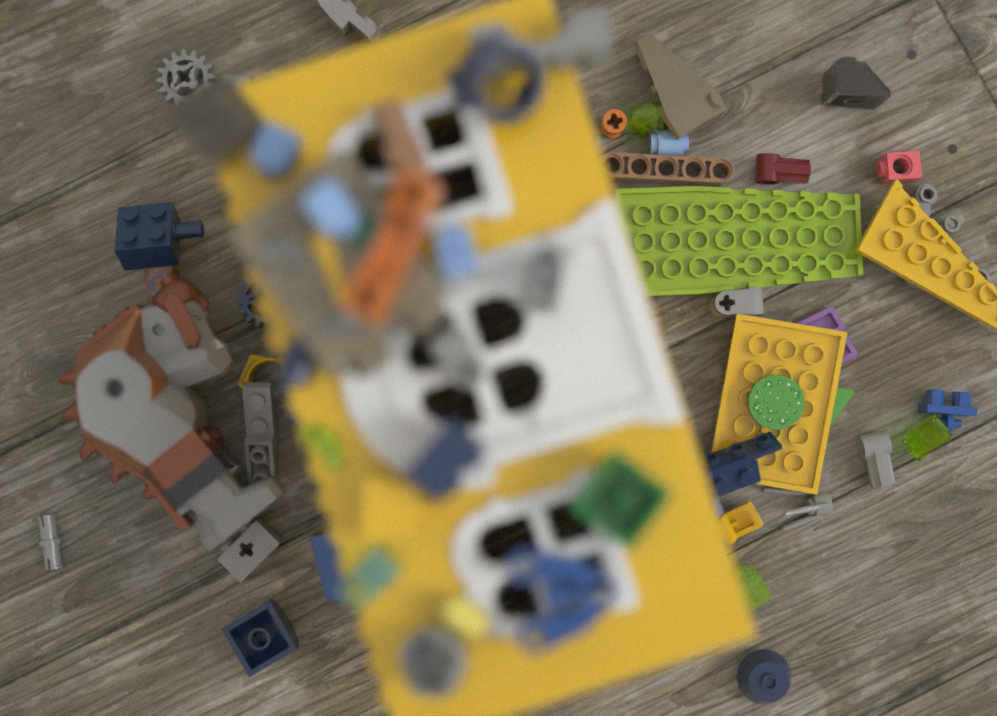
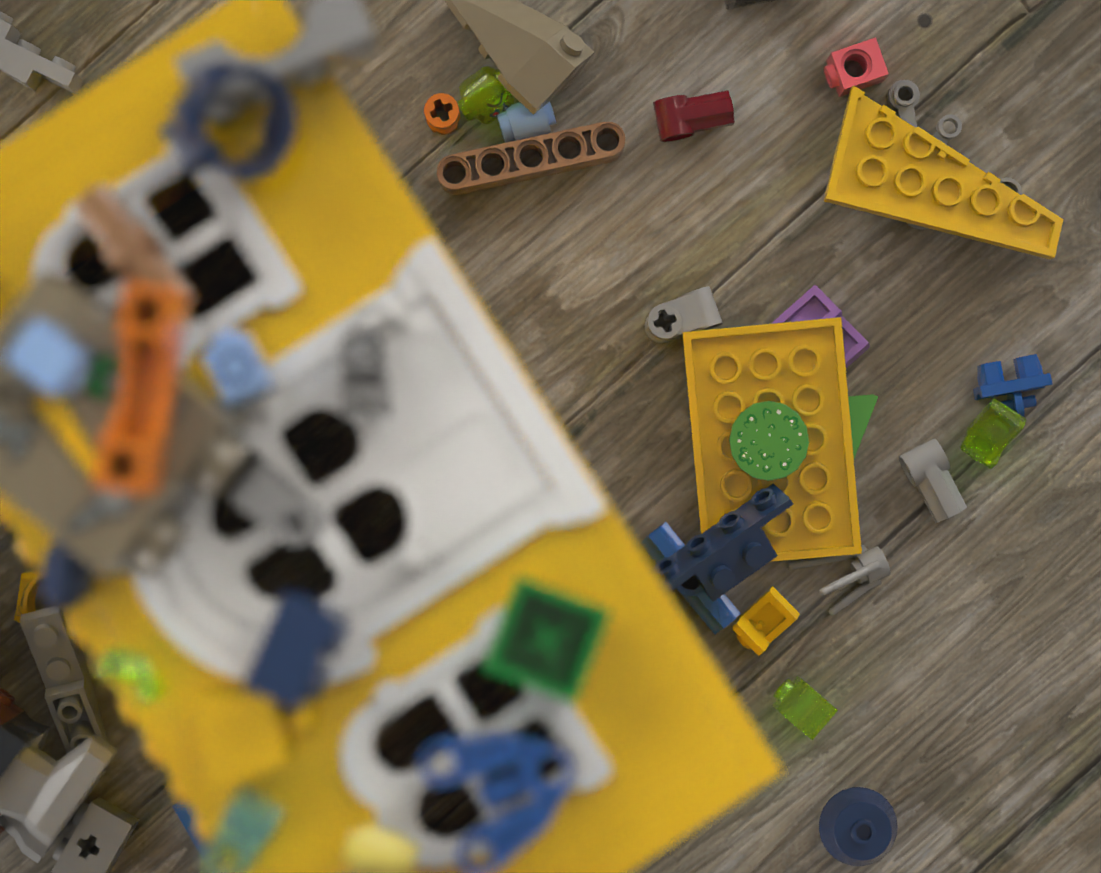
camera: 20 degrees left, 0 degrees up
(738, 238) = (650, 230): lime wing -> none

